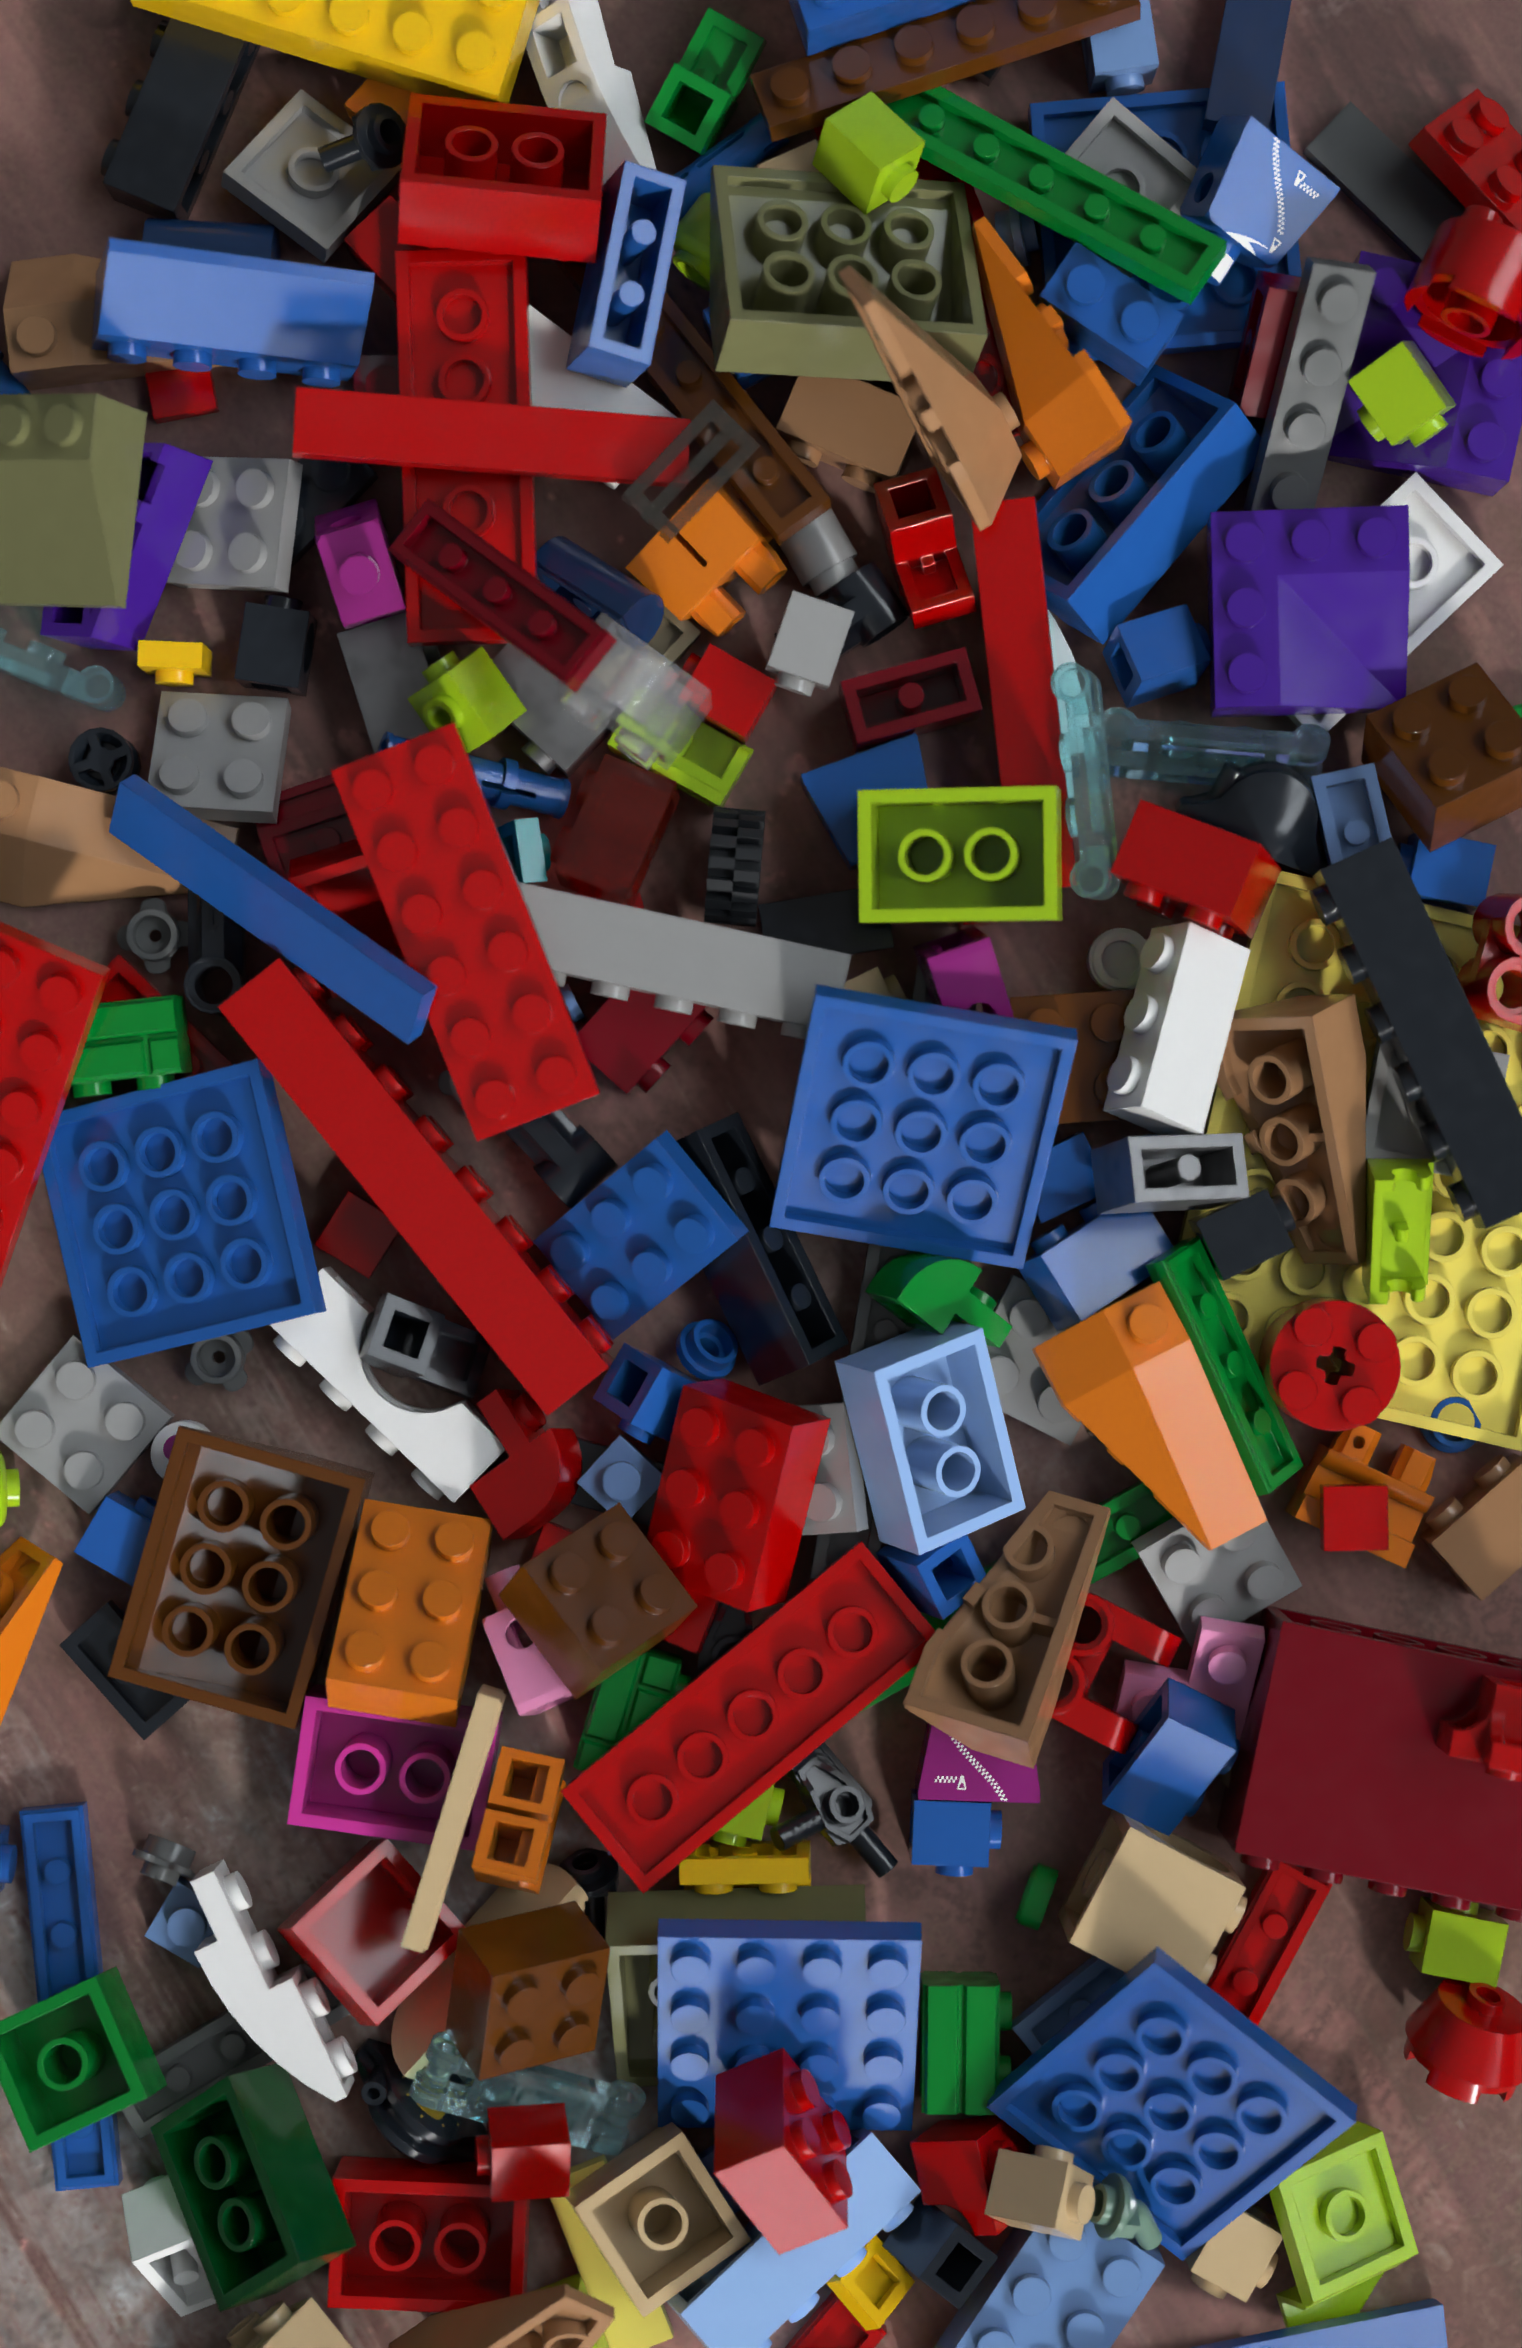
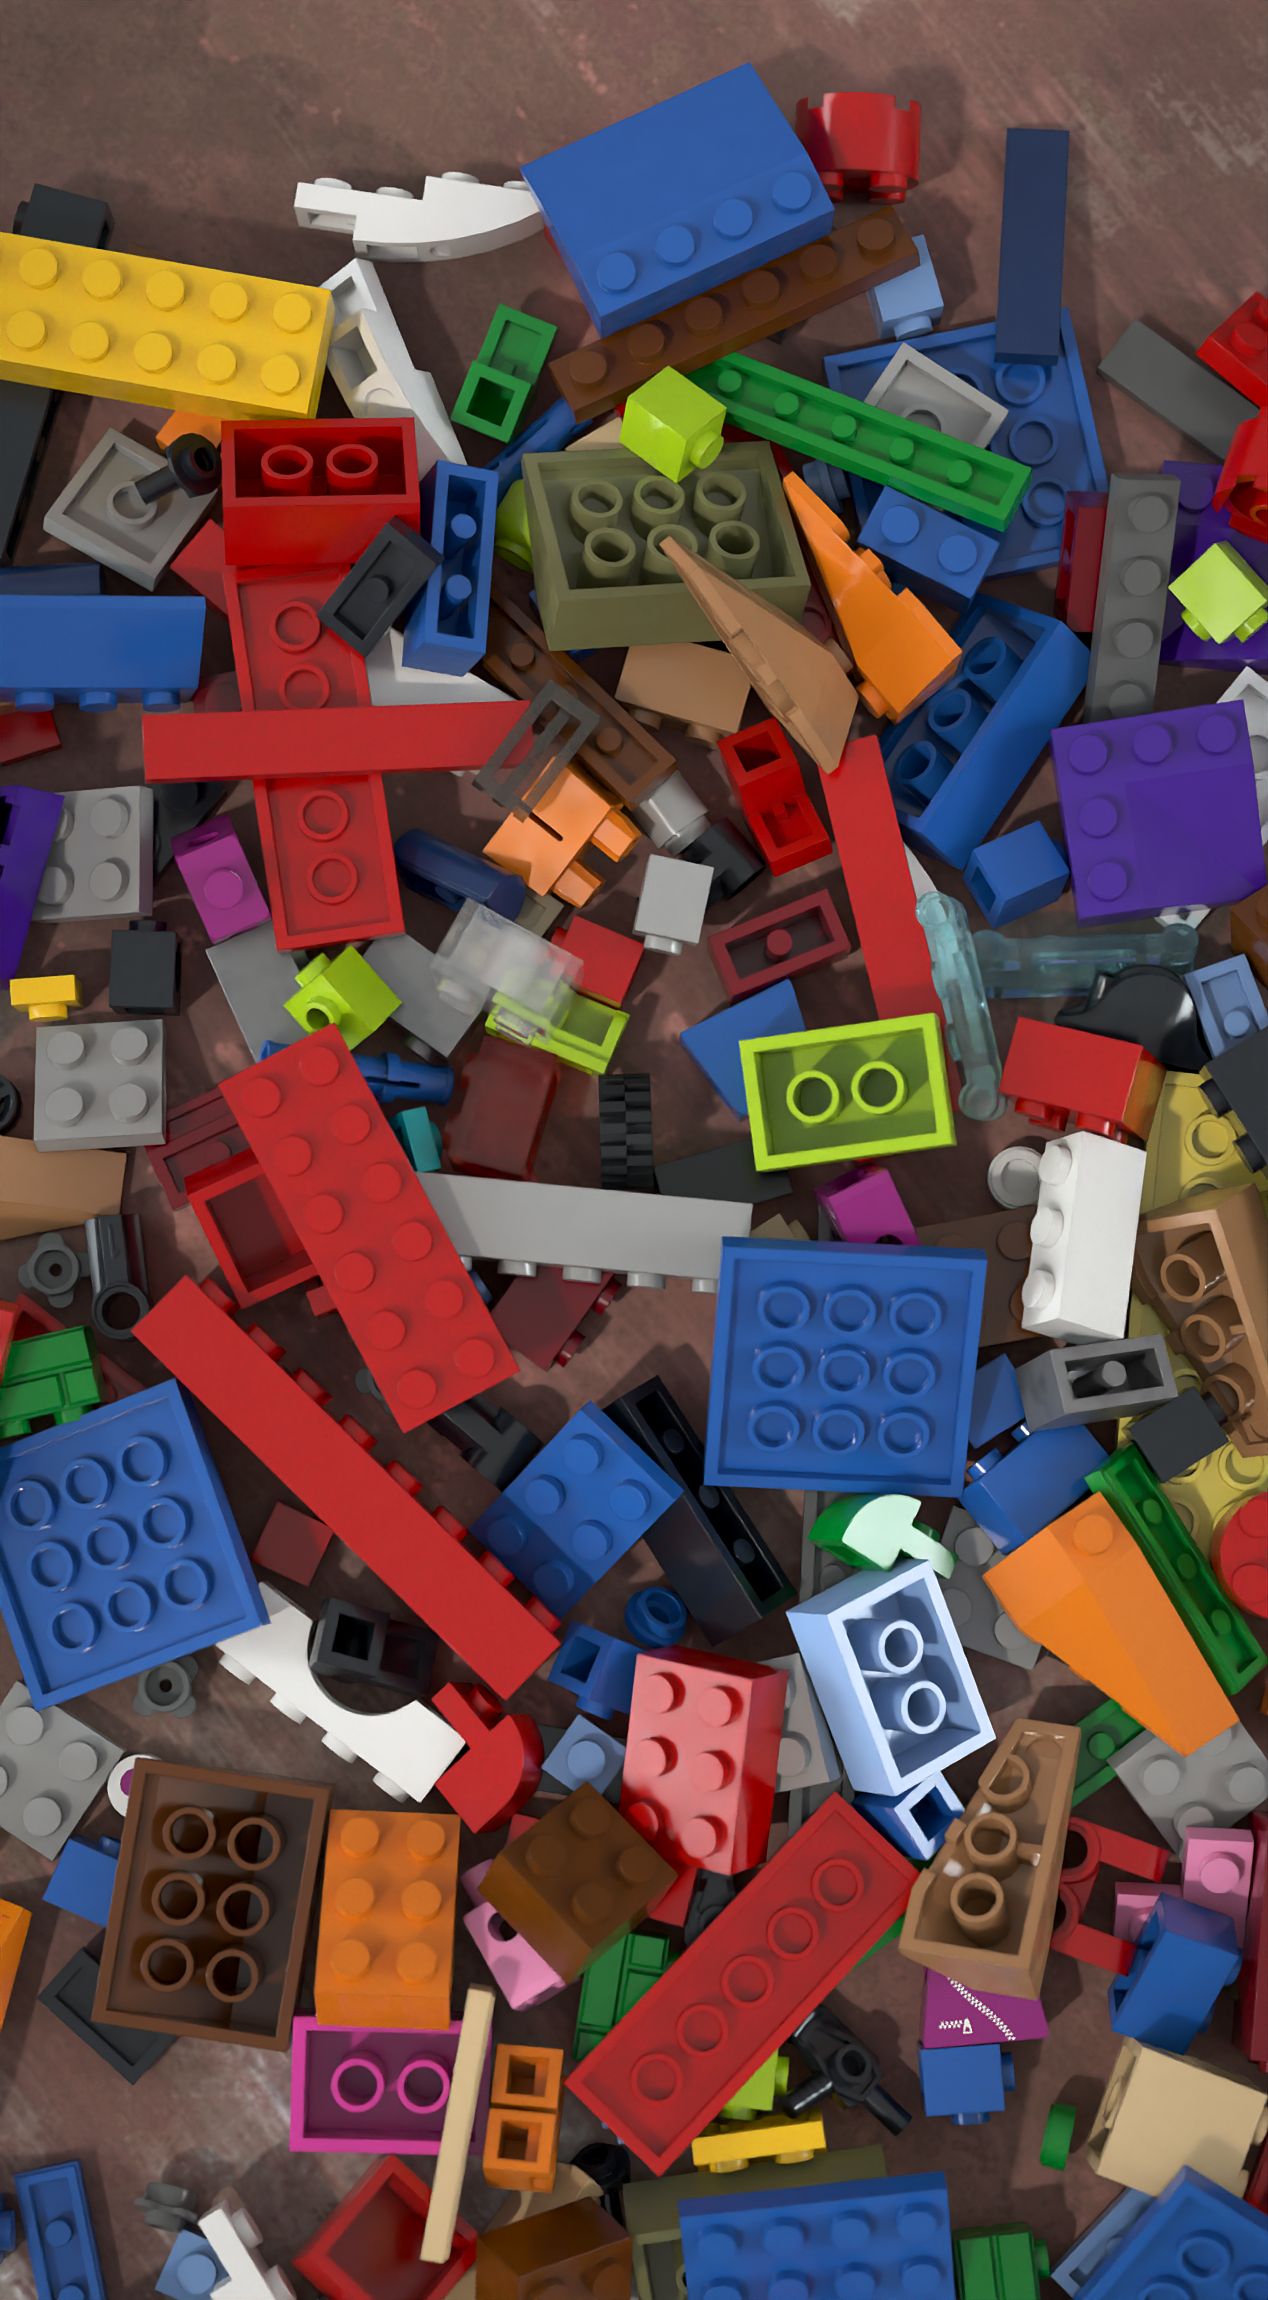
camera: 10 degrees left, 5 degrees down
(272, 909) = (173, 1227): blue tile -> none
(502, 595) = (367, 893): dark red tile -> none
(552, 283) = (380, 586): none -> black plate
(1254, 194) = (1052, 419): torso -> none

